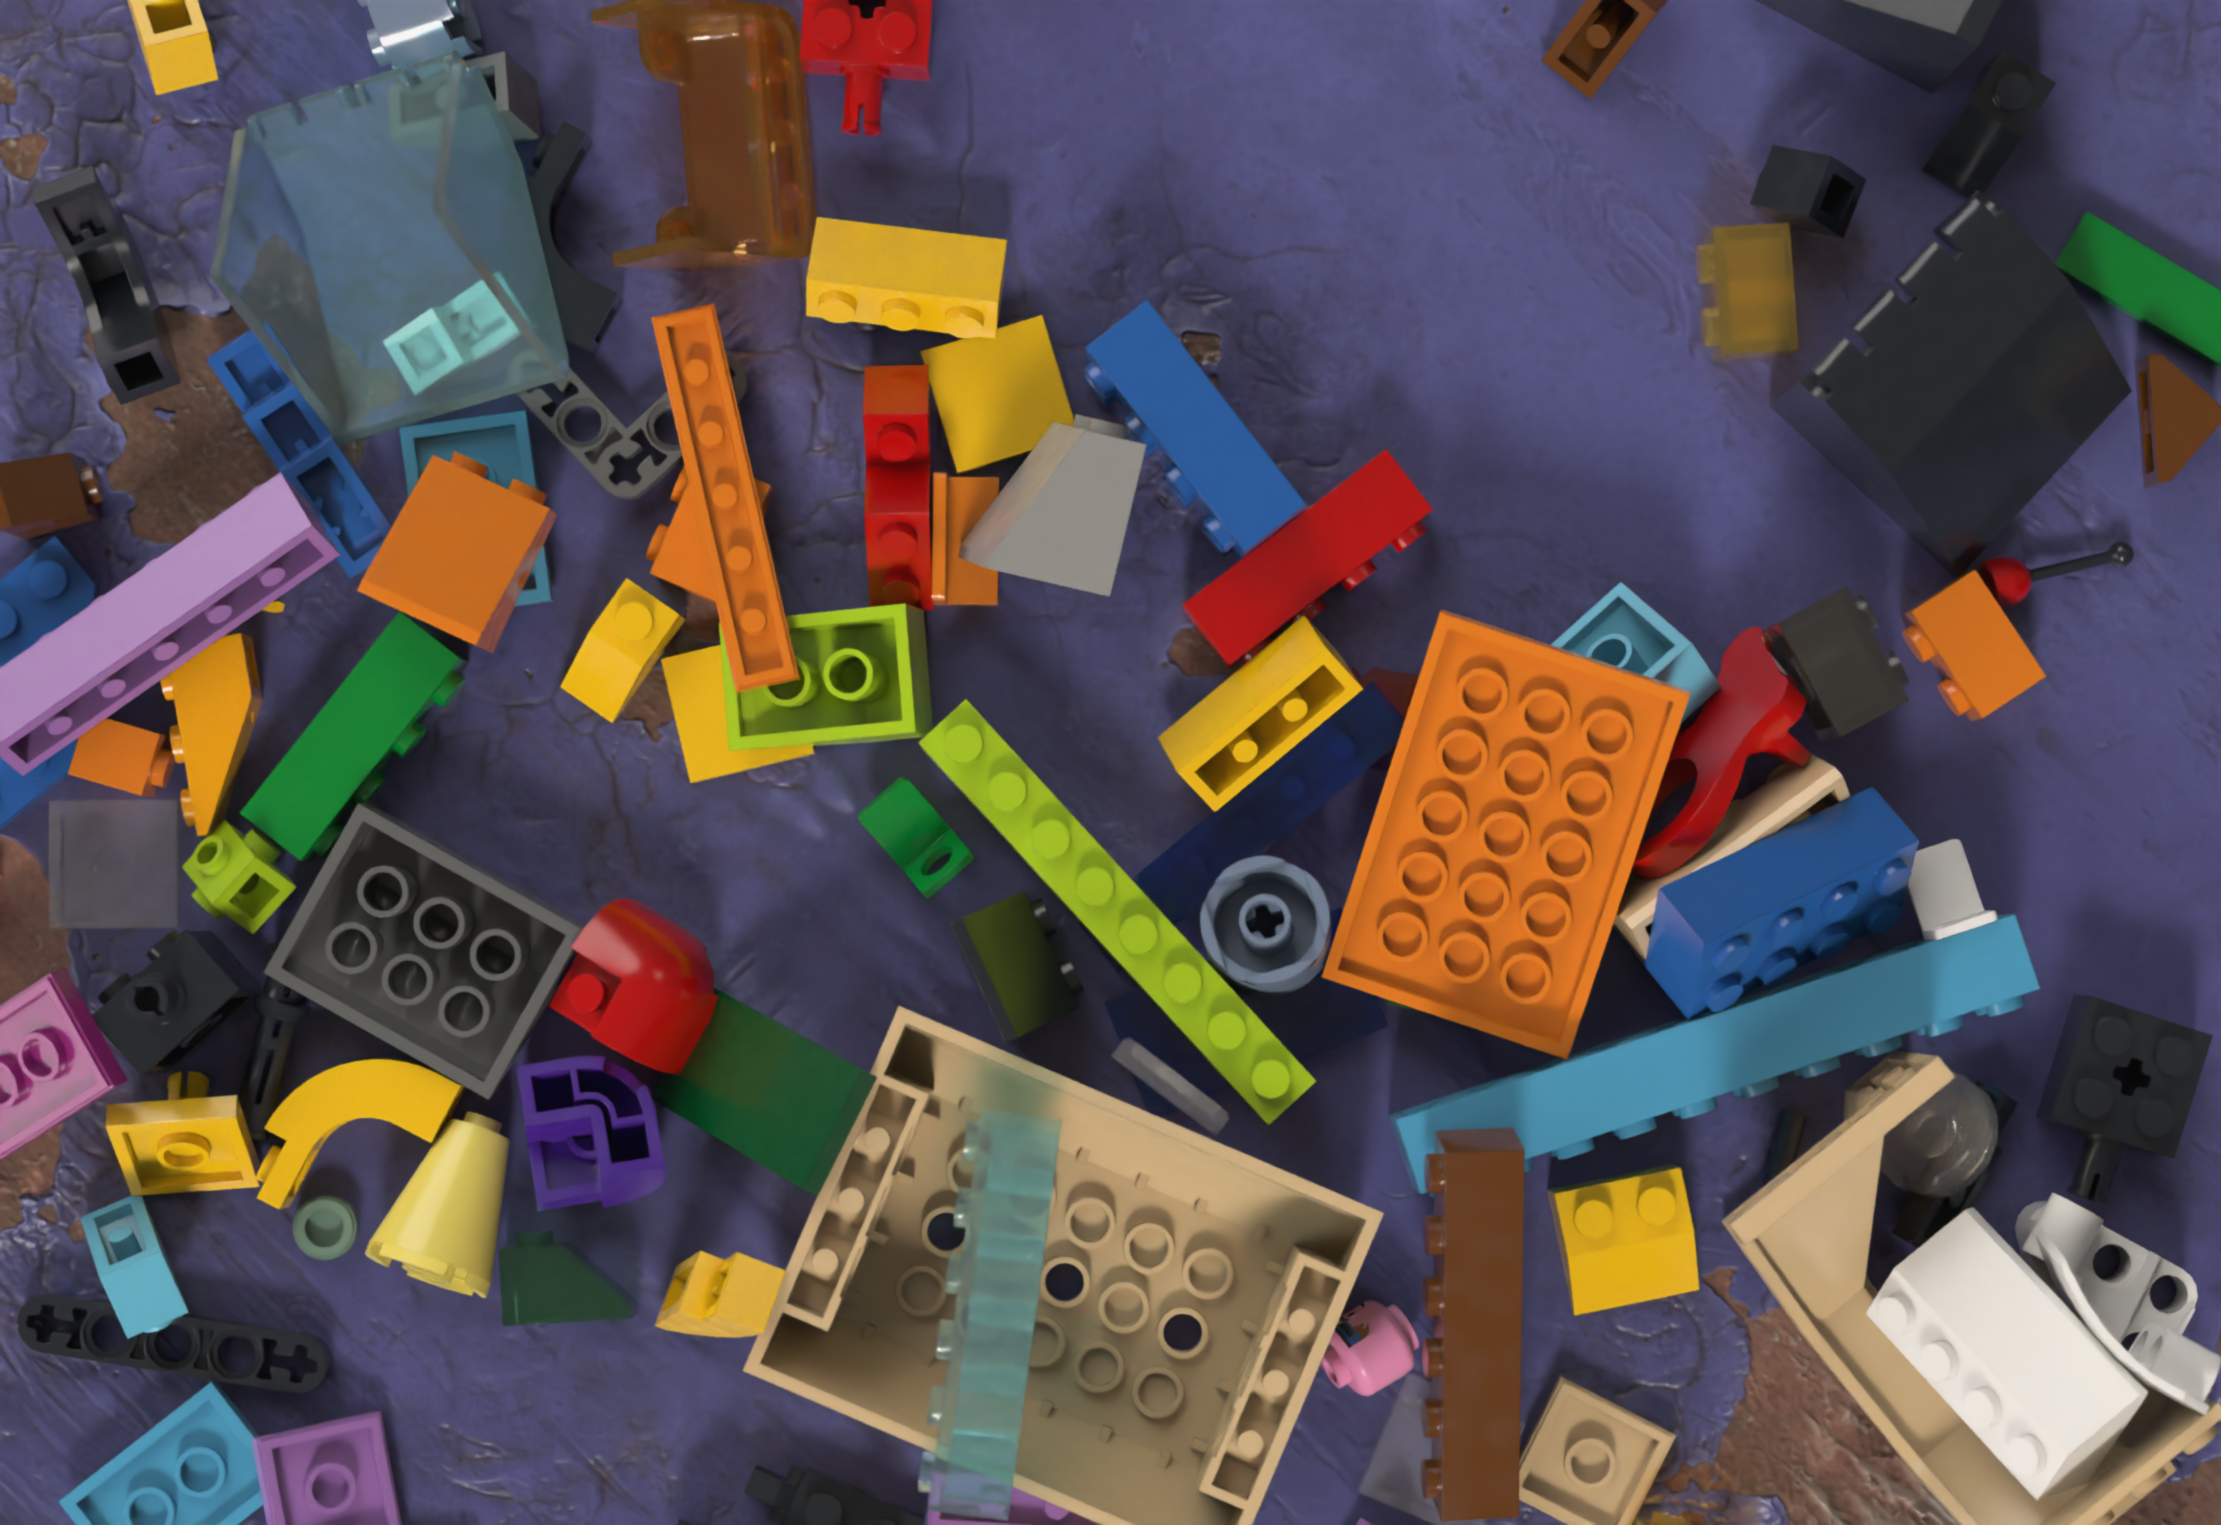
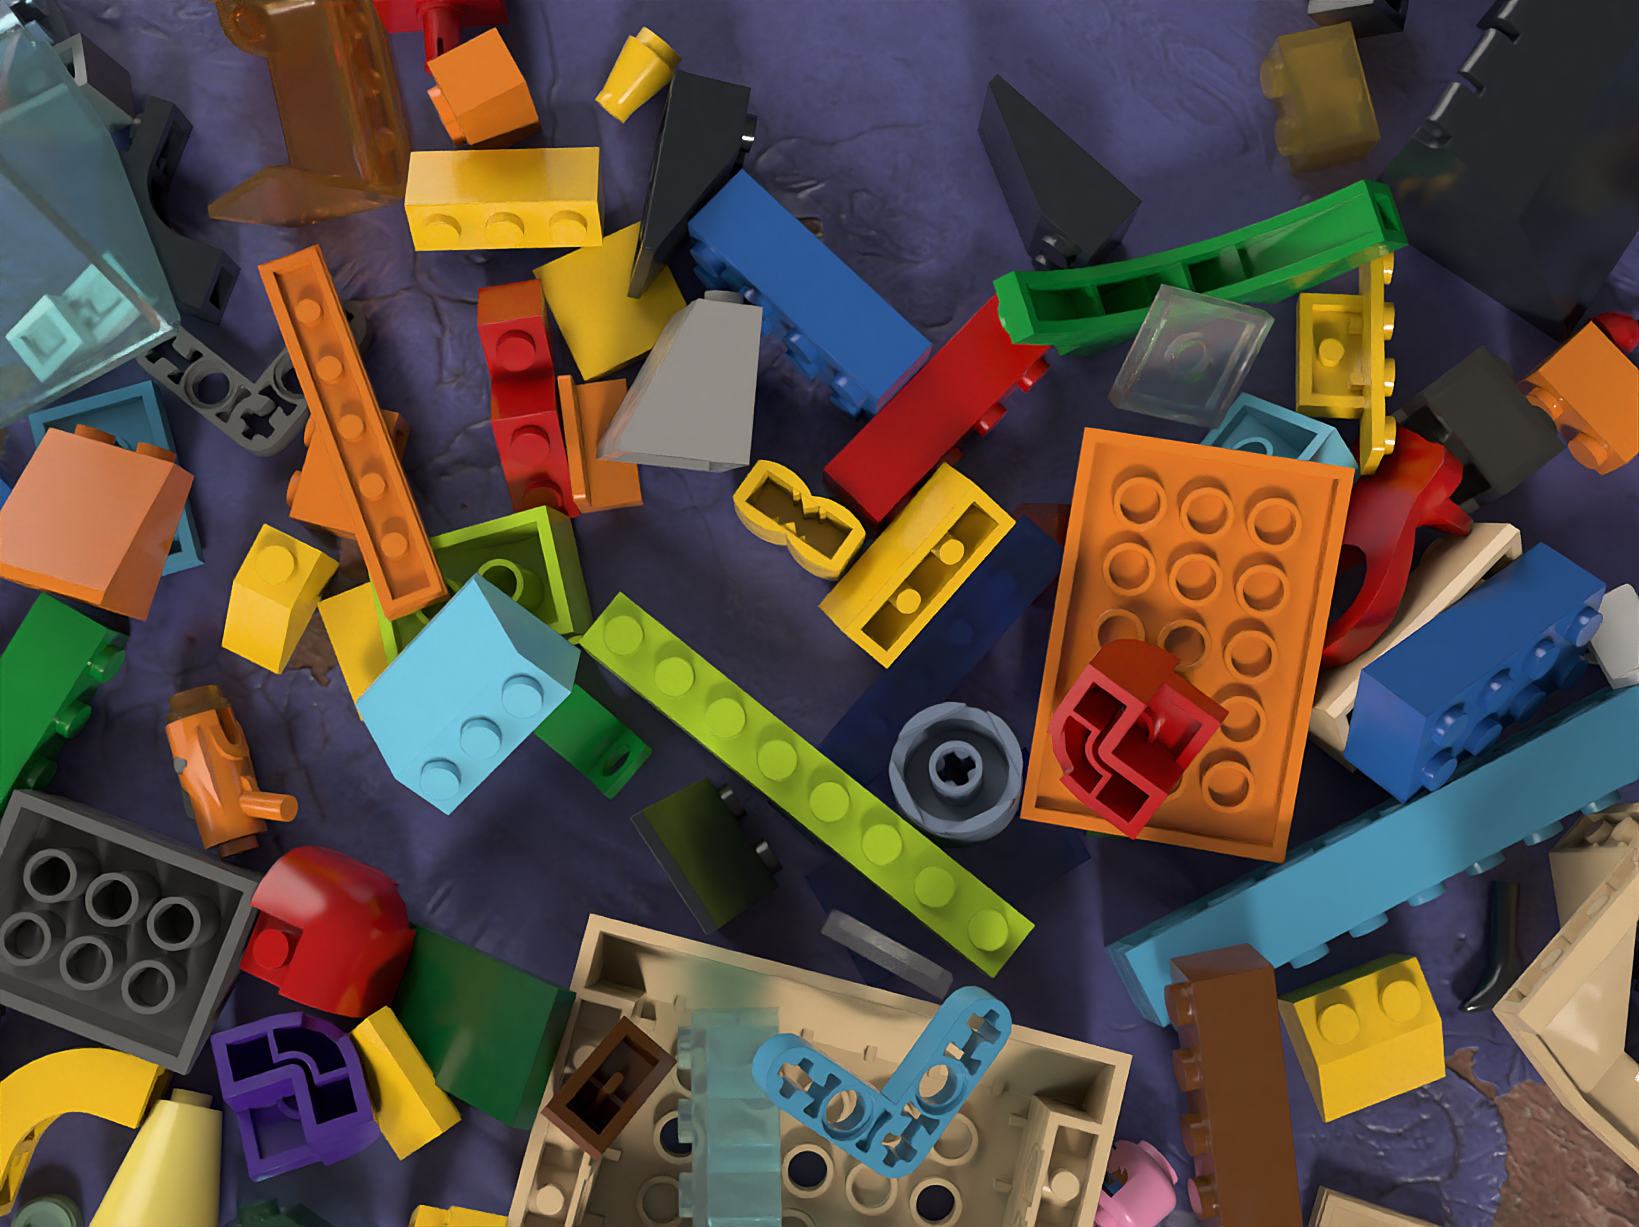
camera: 10 degrees left, 5 degrees down
(544, 817) = (219, 773): none -> orange piece
(692, 1141) = (401, 1084): none -> yellow tile
(803, 776) = (466, 693): none -> medium azure slope
(897, 173) = (482, 95): none -> orange brick
(898, 1165) = (609, 1088): none -> reddish brown slope
(1056, 162) = (638, 74): none -> yellow cone
(1100, 263) = (694, 155): none -> black slope
(1137, 639) = (783, 512): none -> yellow brick
(1142, 1225) = (882, 1110): none -> dark azure beam
(1433, 912) = (1130, 732): none -> red brick
(1460, 364) = (1057, 193): none -> black slope
(1564, 548) = (1190, 357): none -> clear tile
(1585, 468) = (1261, 263): none -> green arch
(1719, 562) = (1344, 360): none -> yellow bracket

